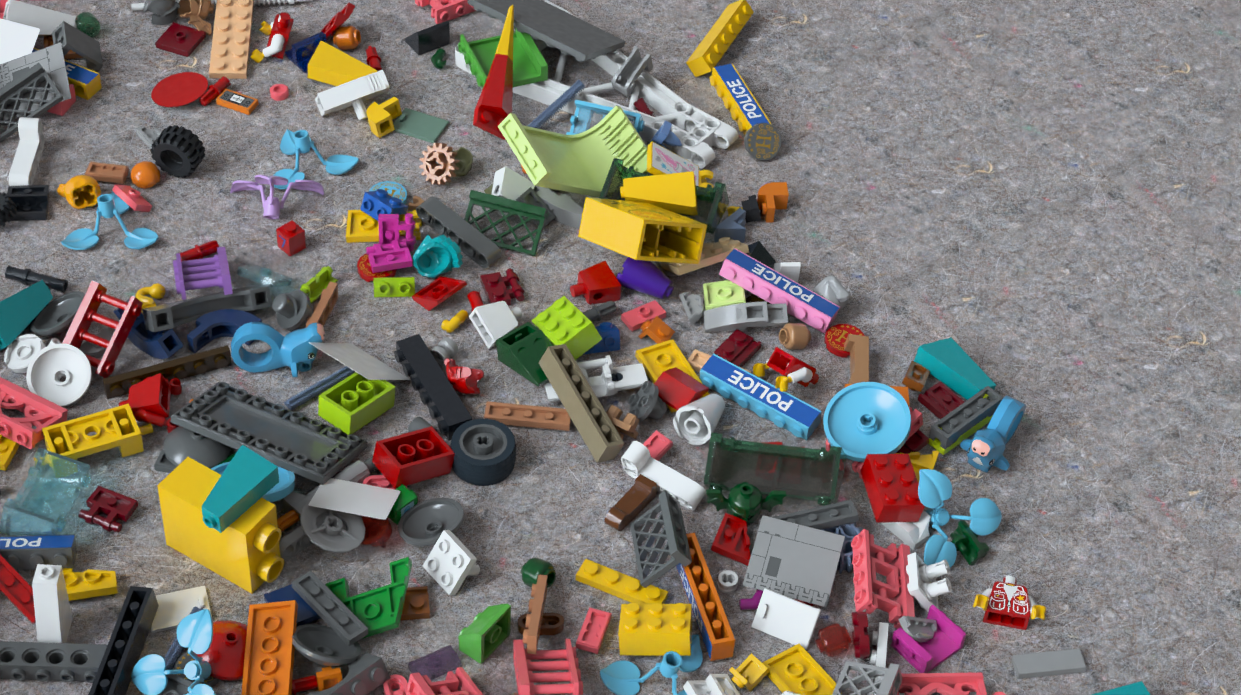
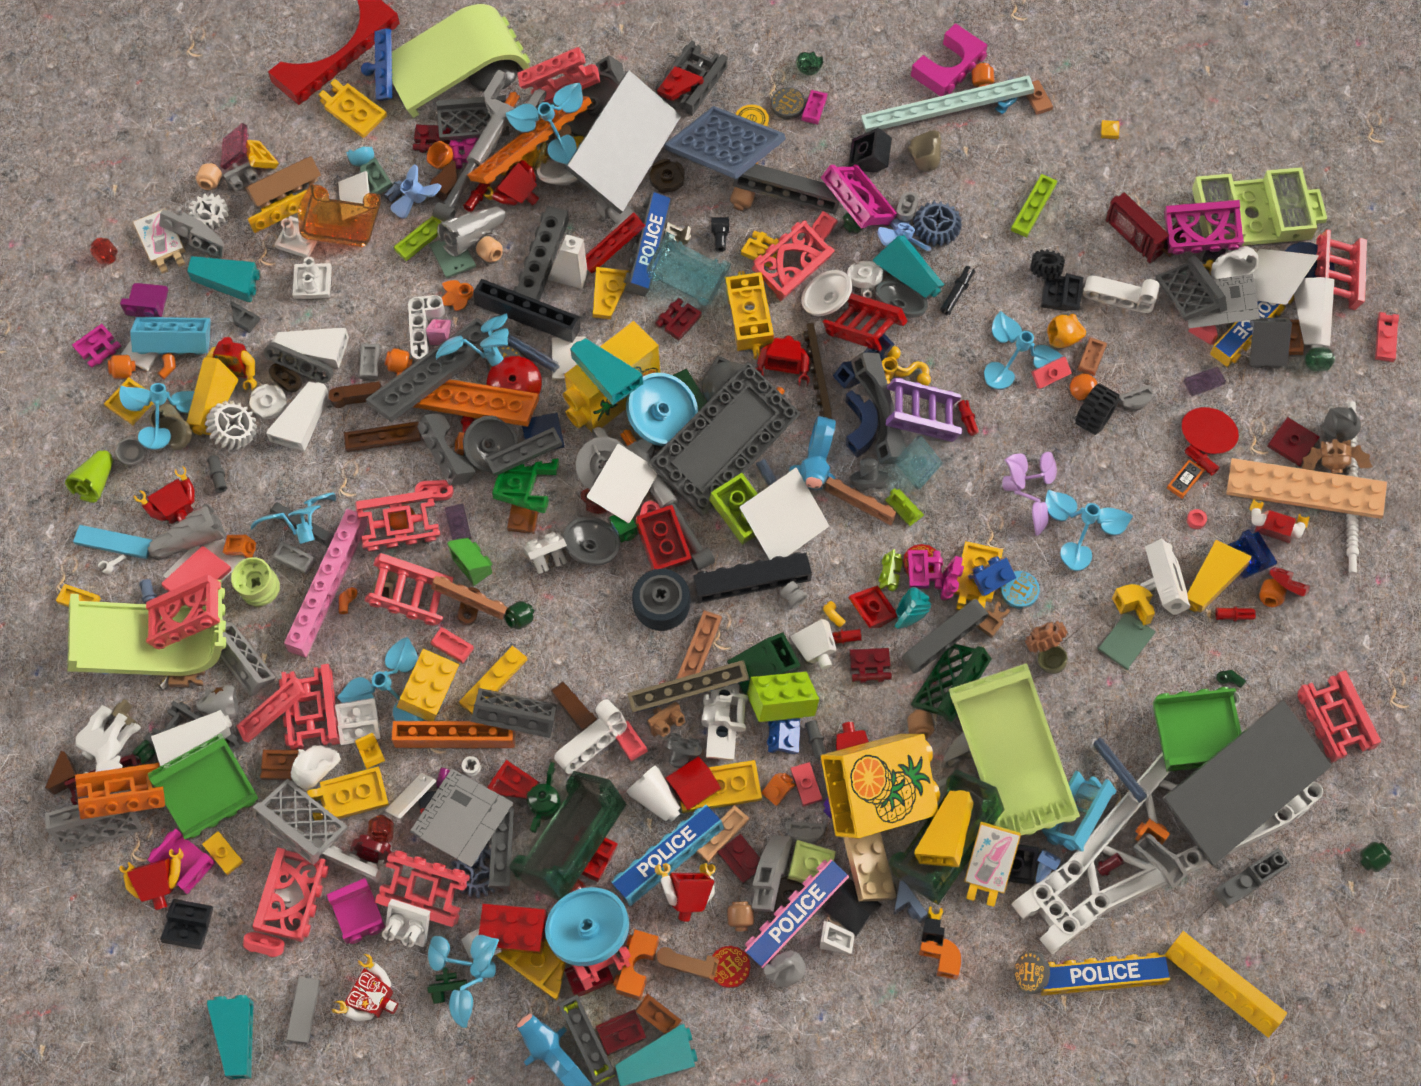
camera: 110 degrees right, 20 degrees up
(122, 98) = (1204, 381): none -> clear purple plate
(291, 238) = (968, 492): red brick -> none
(430, 38) = (1266, 673): black slope -> none
(463, 378) = (752, 607): red helmet -> none
(497, 93) = (1128, 707): red plate -> none
(555, 241) = (920, 723): none -> medium nougat head
(607, 83) = (1155, 829): none -> orange bracket
(620, 29) = (1252, 878): none -> dark grey slope
(918, 628) = (364, 904): light grey plate -> none

